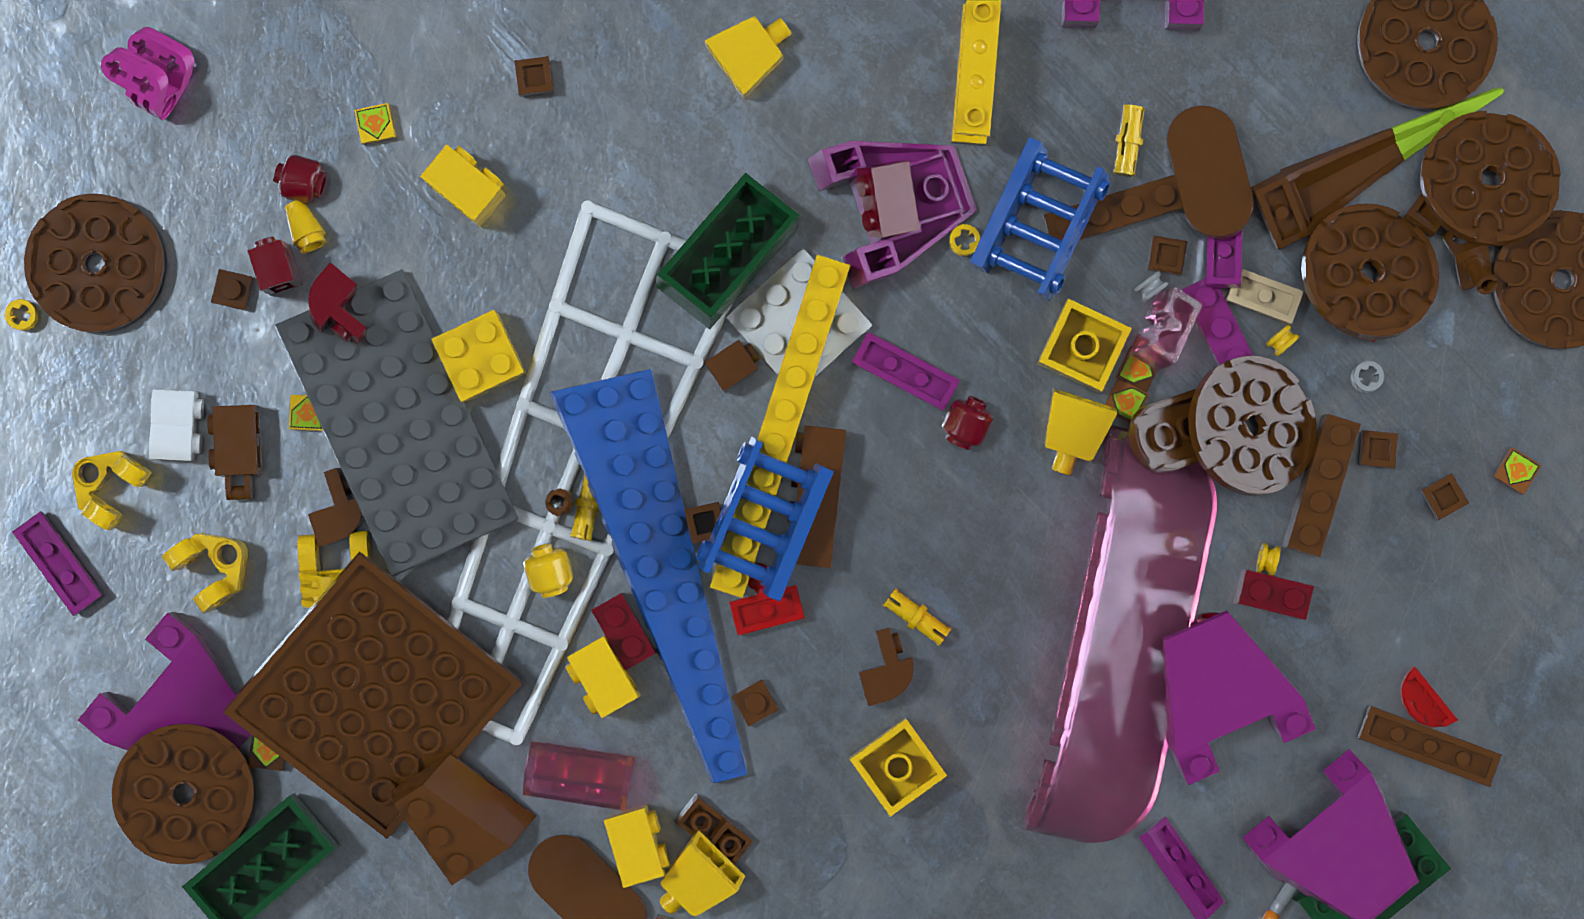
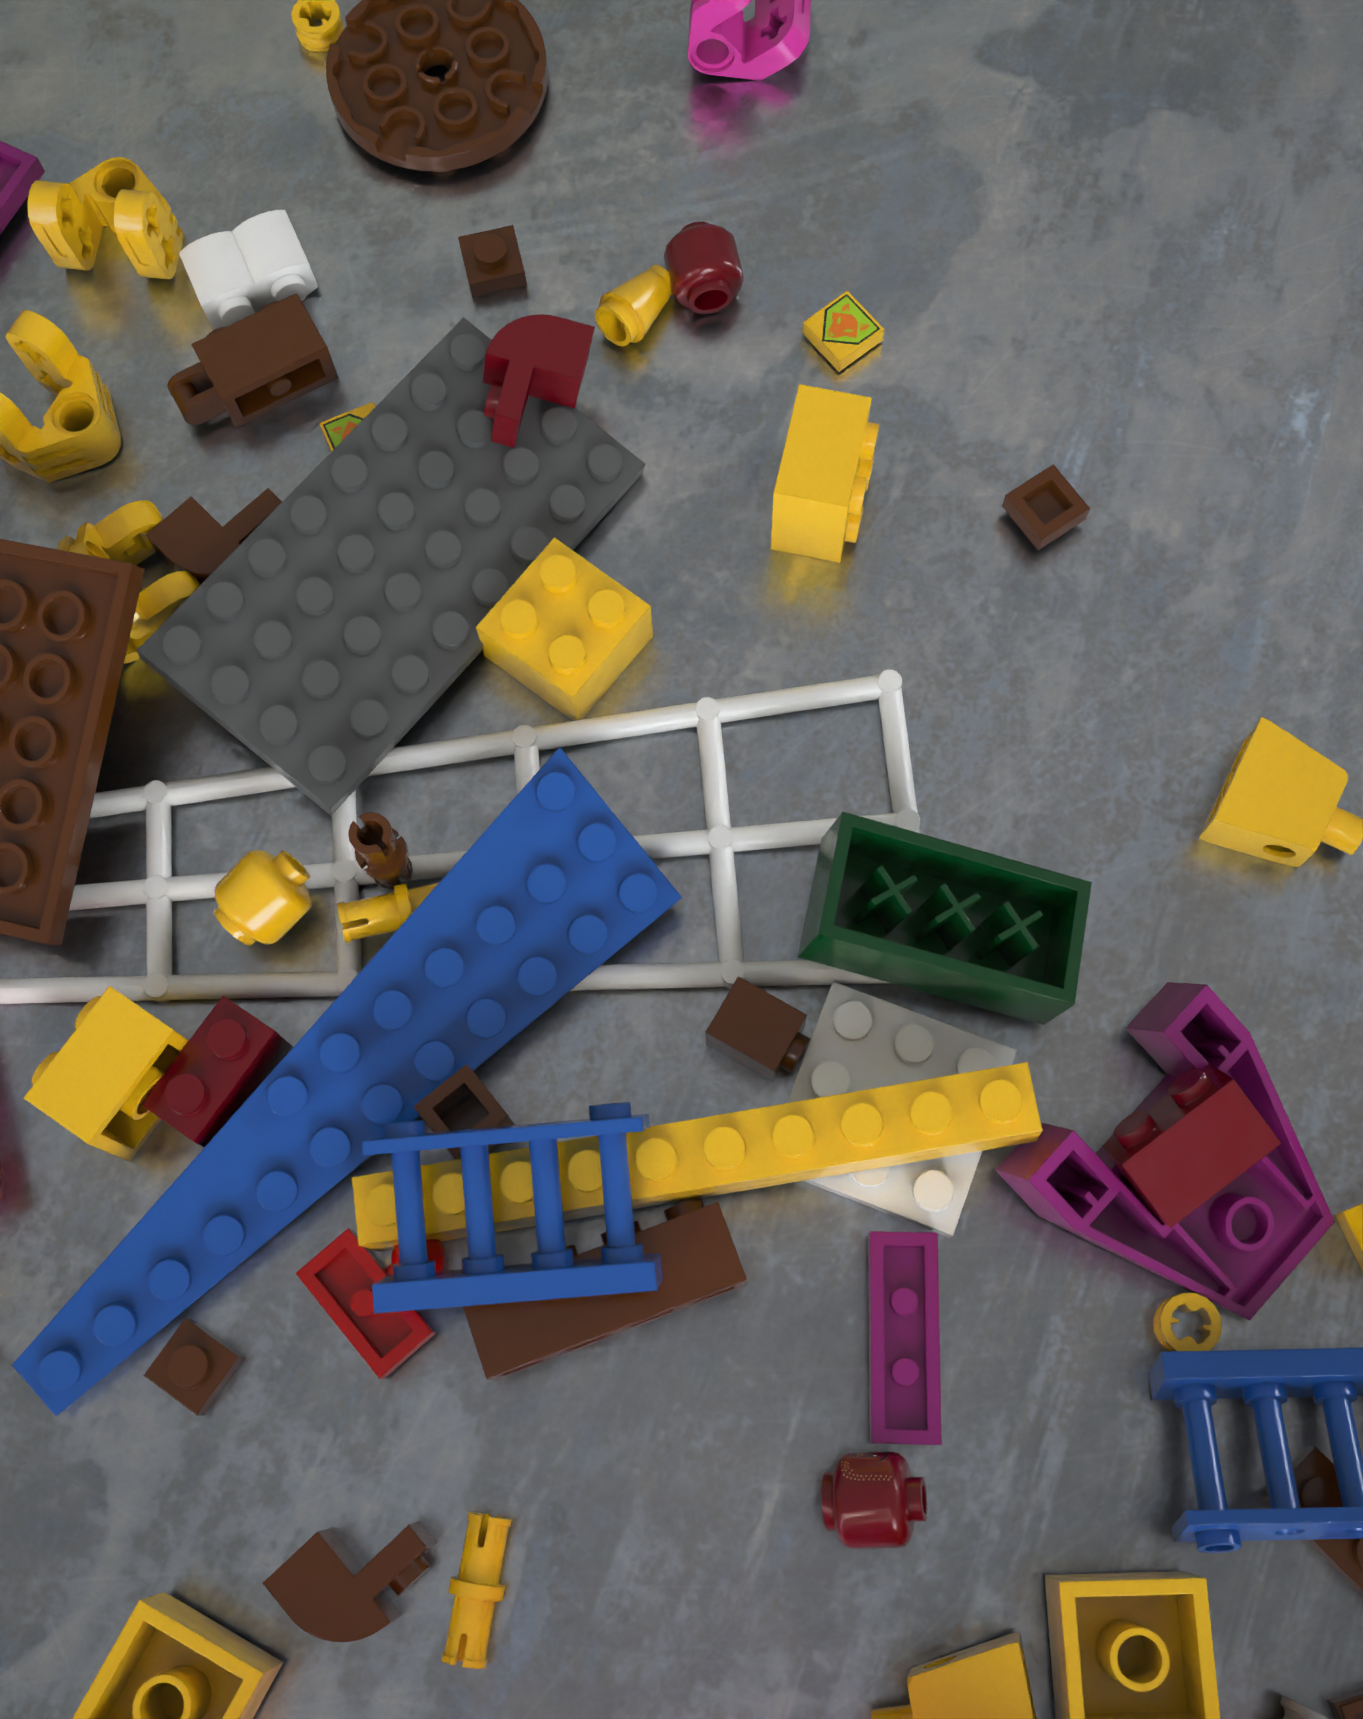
camera: 65 degrees right, 15 degrees down
(274, 266) = (551, 269): dark red brick -> none

